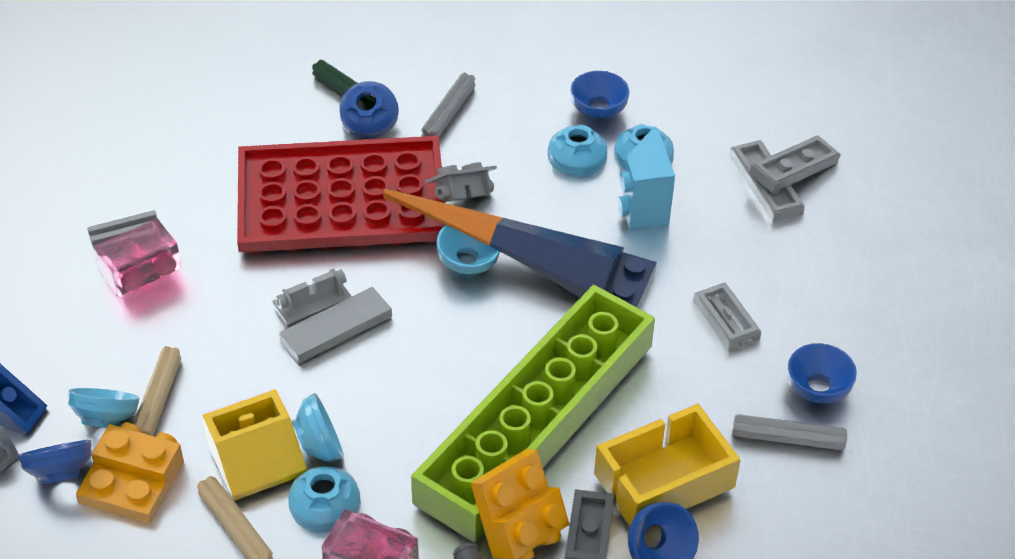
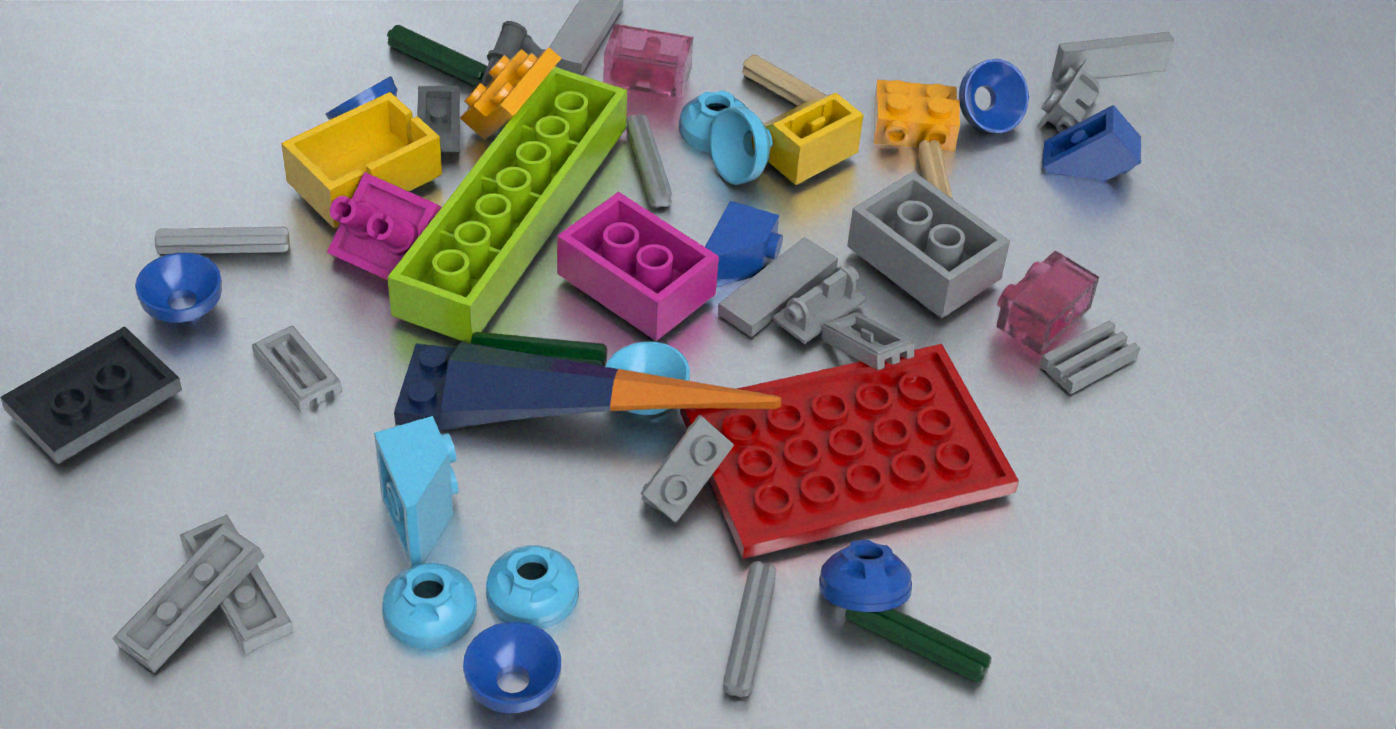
camera: 165 degrees right, 0 degrees up
(102, 406) = (1001, 143): medium azure piece -> none
(205, 314) = (927, 244): none -> light grey brick
(282, 226) = (867, 340): none -> light grey tile
(358, 349) = (744, 242): none -> blue slope
(402, 461) = (648, 161): none -> light grey axle
(450, 330) = (637, 265): none -> dark pink brick
(532, 294) = (562, 349): none -> dark green axle
(647, 388) = (378, 225): none -> dark pink plate
(878, 308) = (91, 394): none -> black plate

